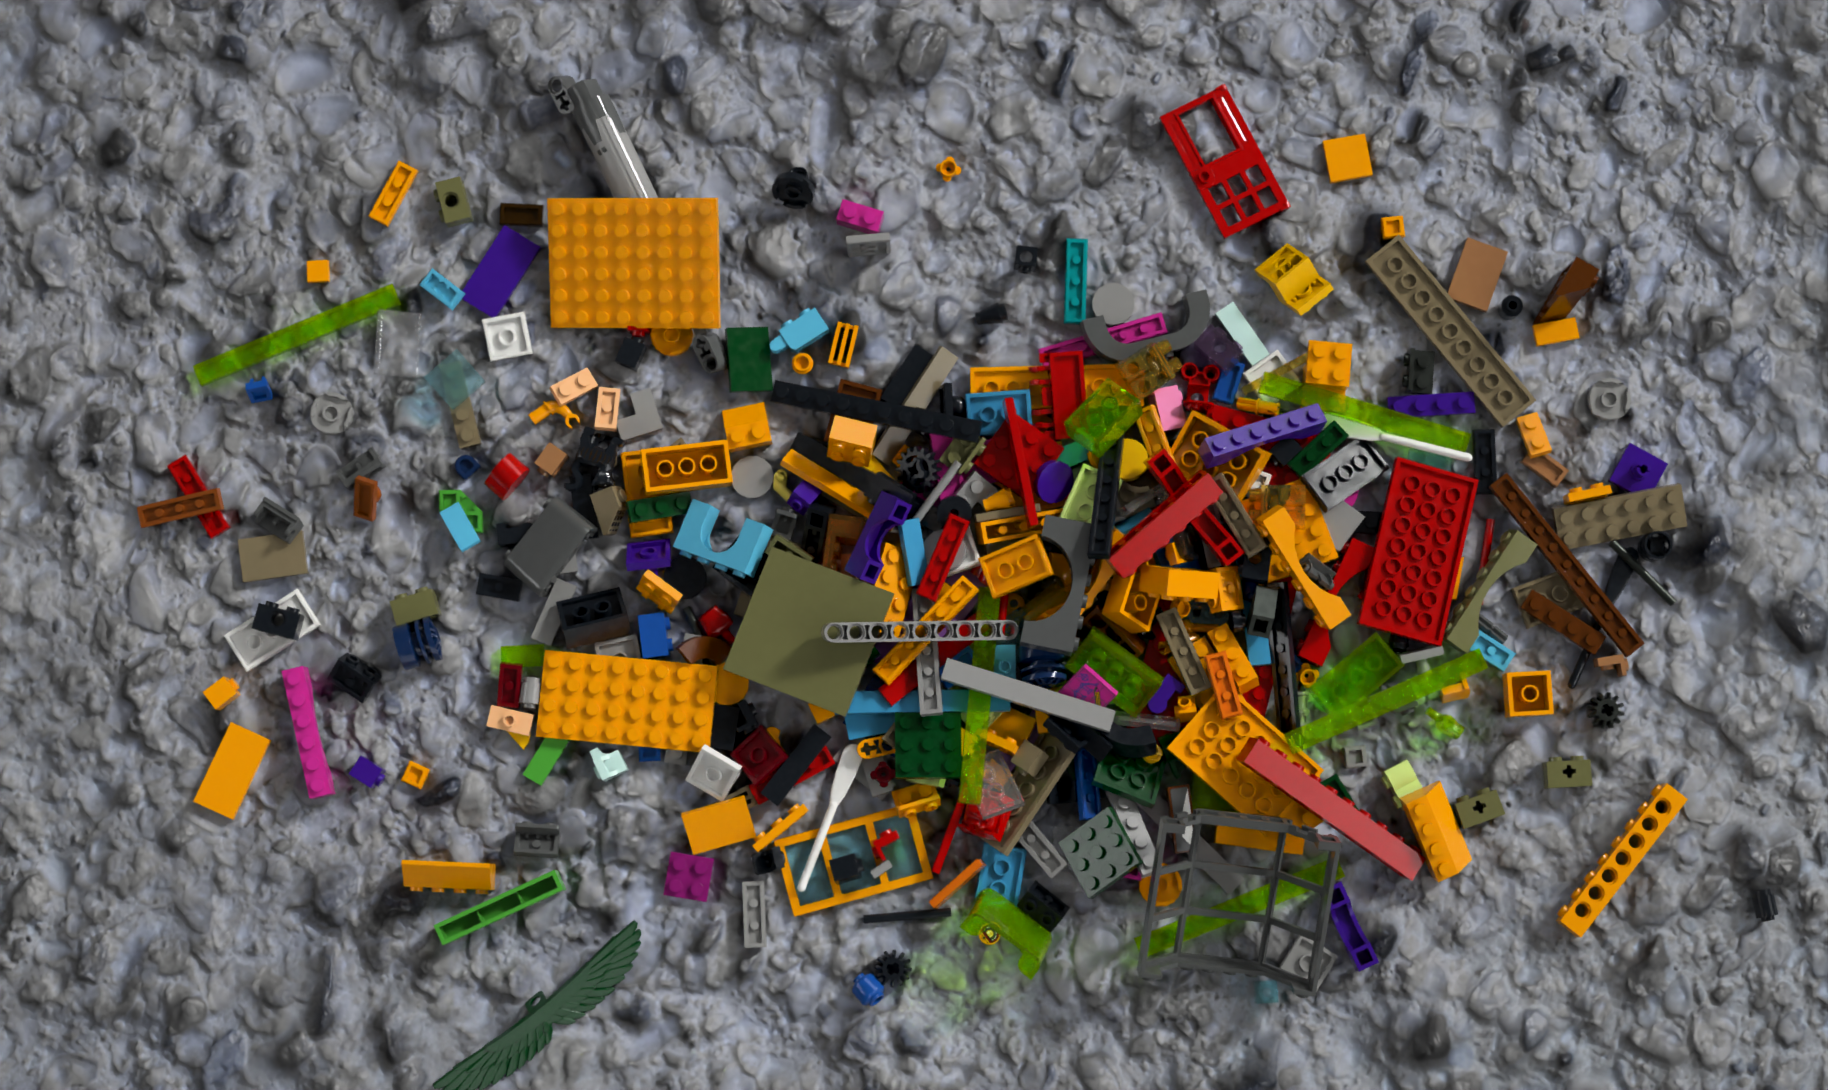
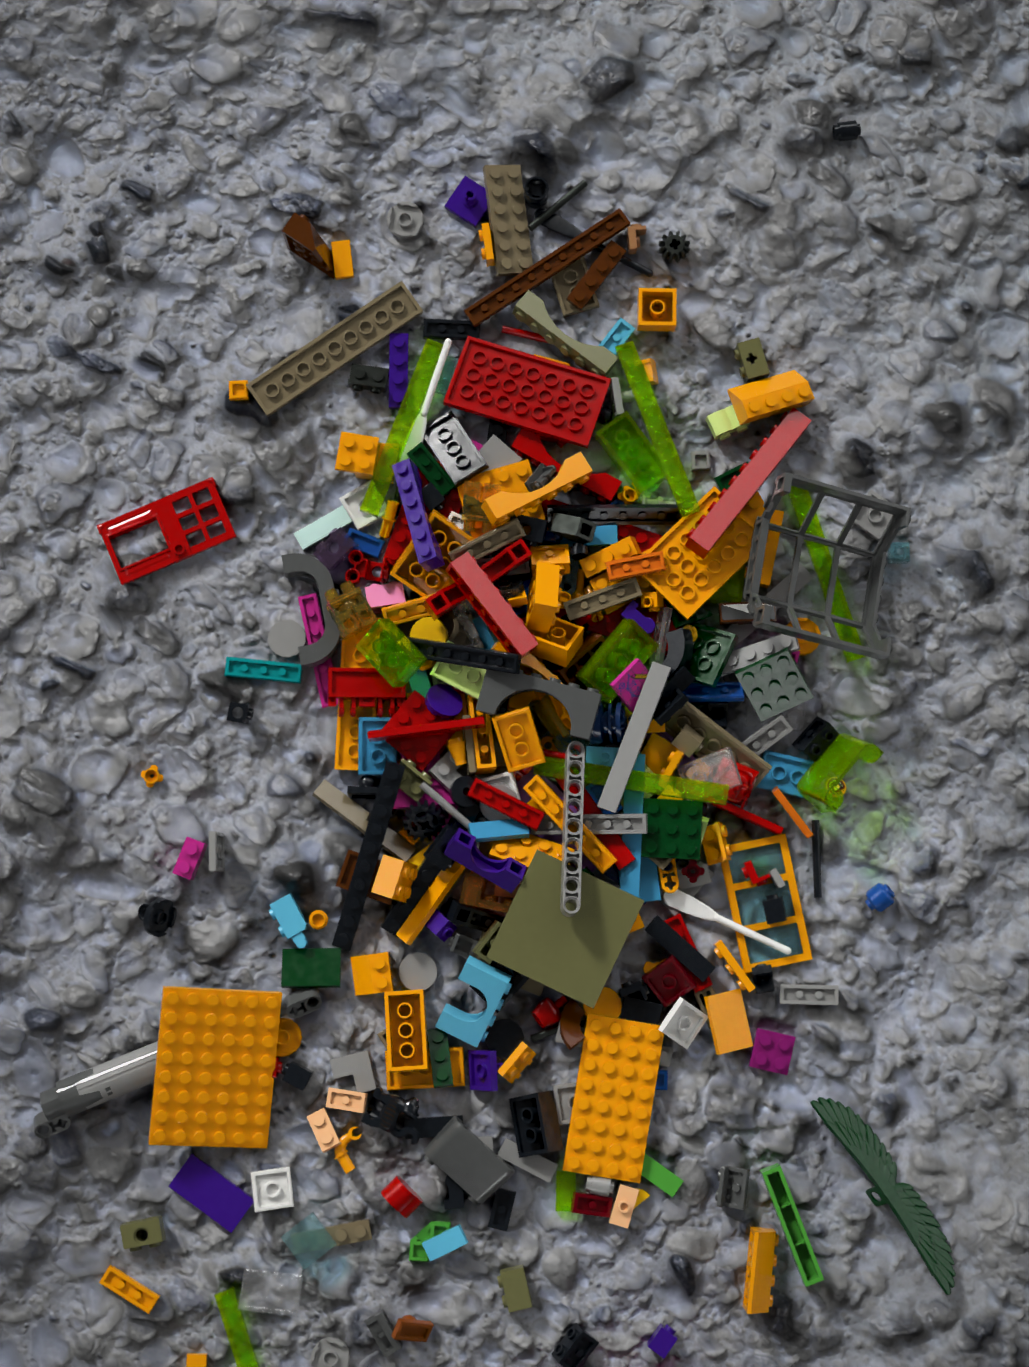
camera: 90 degrees left, 0 degrees up
(415, 774) = (666, 1296): light orange tile -> none
(416, 643) = (550, 1292): dark blue wheel -> none
(442, 289) = (223, 1247): medium azure plate -> none
(466, 466) = (389, 1233): dark blue tile -> none
(521, 215) = (160, 1169): dark brown tile -> none
(551, 460) = (390, 1155): medium nougat brick -> none
(608, 765) = (669, 1118): light aqua brick -> none
(609, 508) = (437, 1103): dark tan slope -> none
(655, 636) = (555, 1069): blue brick -> none
(780, 484) = (427, 946): light yellow arm -> none
(847, 327) = (288, 876): light orange tile -> none
(894, 976) = (861, 866): black gear -> none
(906, 376) = (337, 826): black tile -> none
(992, 315) = (288, 746): black cone -> none
(1279, 371) = (359, 497): clear yellow bar -> none
(1294, 279) = (278, 478): yellow bracket -> none
(1347, 158) = (173, 424): light orange tile -> none
(1349, 930) = (855, 475): dark purple arch -> none
(1445, 724) = (678, 381): clear neon green piece -> none
(1477, 274) = (286, 321): medium nougat tile -> none
(1494, 632) = (599, 335): dark grey piece -> none
(1505, 311) = (318, 300): black brick -> none
(1533, 435) = (431, 285): light orange plate -> none
(1546, 468) = (459, 279): medium nougat tile -> none
(1554, 776) = (725, 272): olive brick -> none
(1673, 802) = (772, 210): light orange brick -> none

